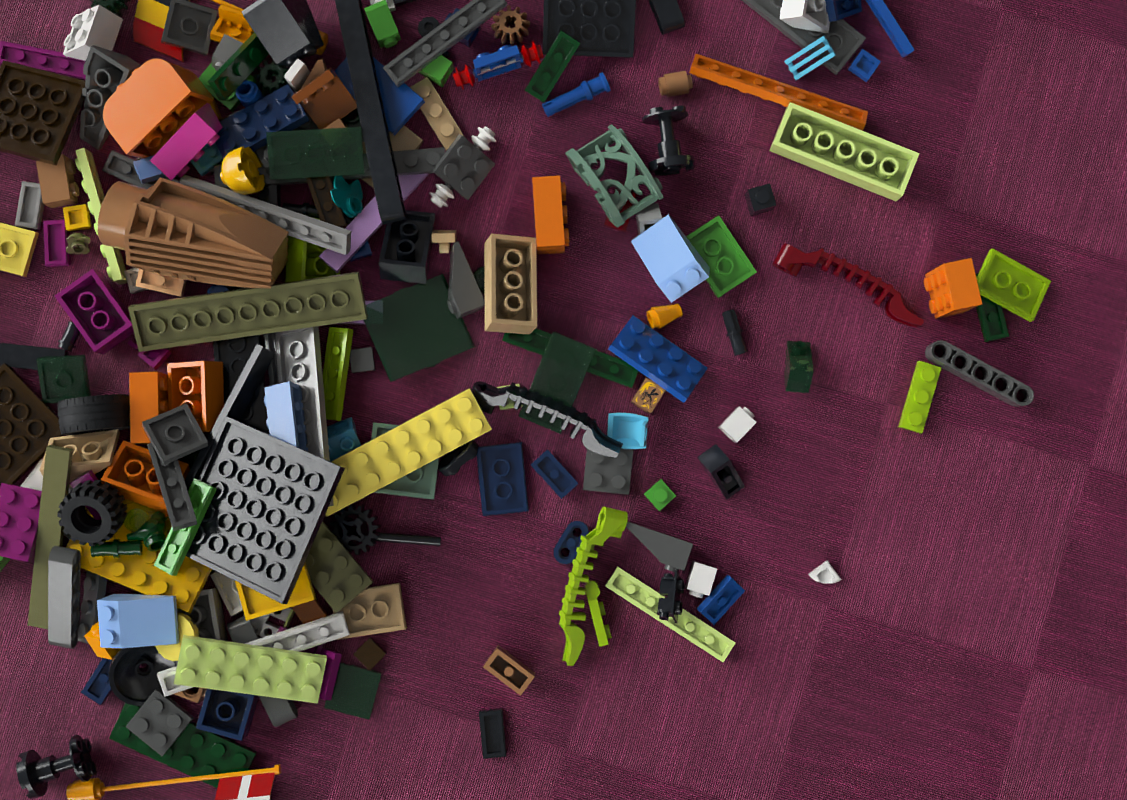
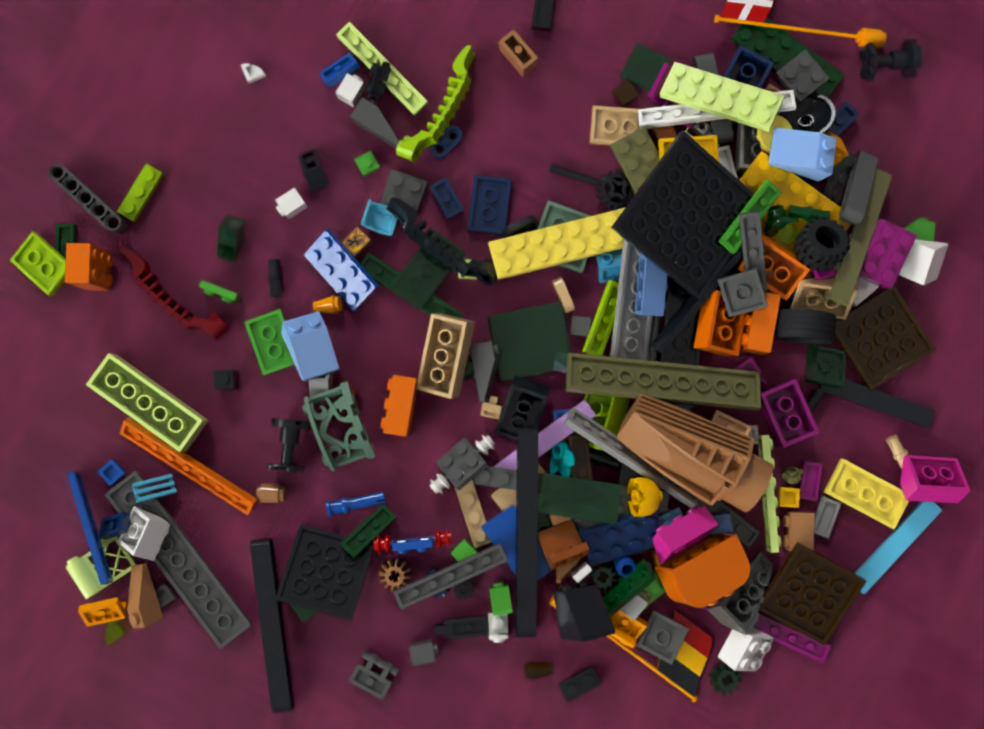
camera: 165 degrees left, 0 degrees up
(390, 391) = (563, 294): none -> tan beam
(597, 611) = (438, 83): lime hinge -> none
(785, 299) = (227, 295): none -> bright green plate

